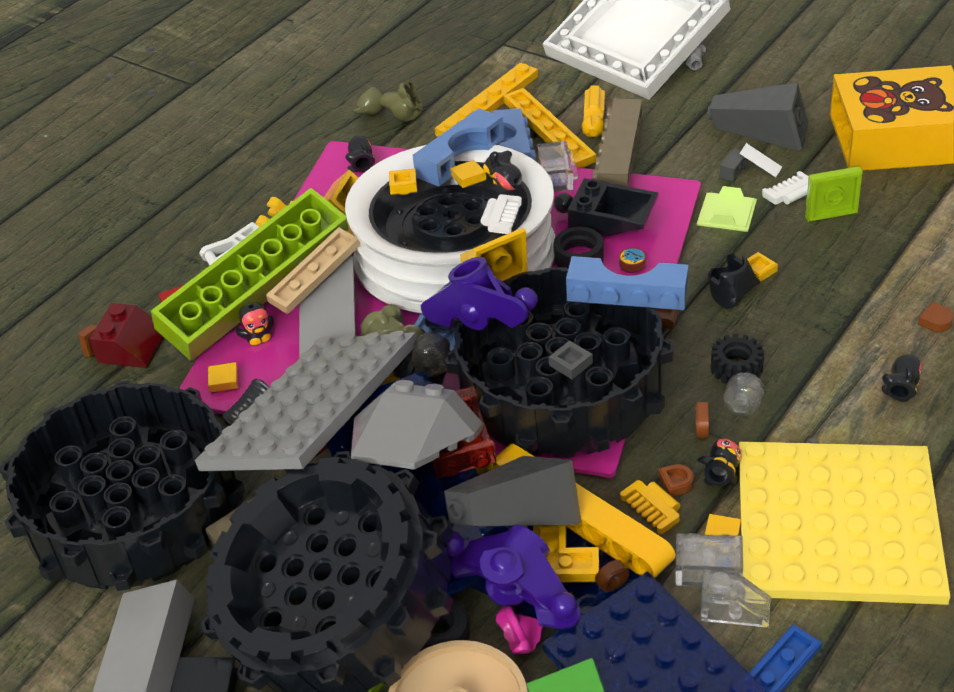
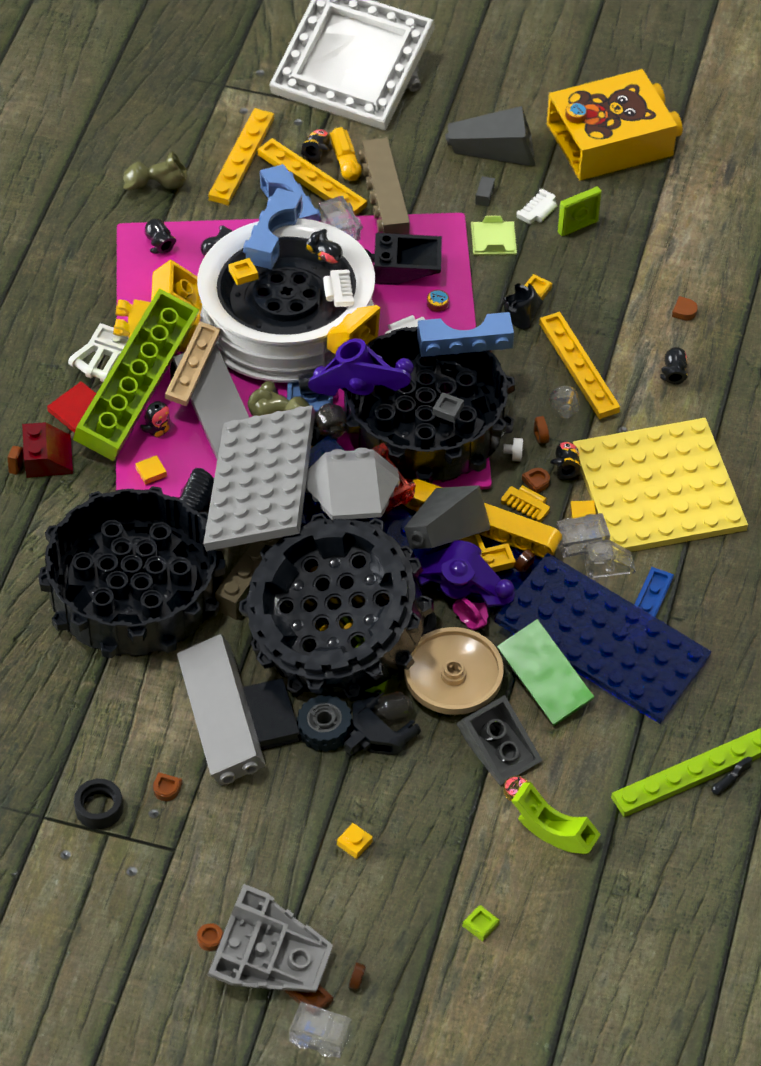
camera: 25 degrees left, 10 degrees up
(468, 174) = (293, 253): yellow tile -> none
(565, 98) = (315, 145): none -> black animal
(577, 237) = (394, 287): black tyre -> none
(660, 436) = (515, 449): none -> white tile
(736, 348) = (548, 364): black tyre -> none
(761, 160) = (506, 183): white sticker -> none
(780, 359) = (579, 365): none -> yellow plate
(857, 93) = (576, 112): none -> tile

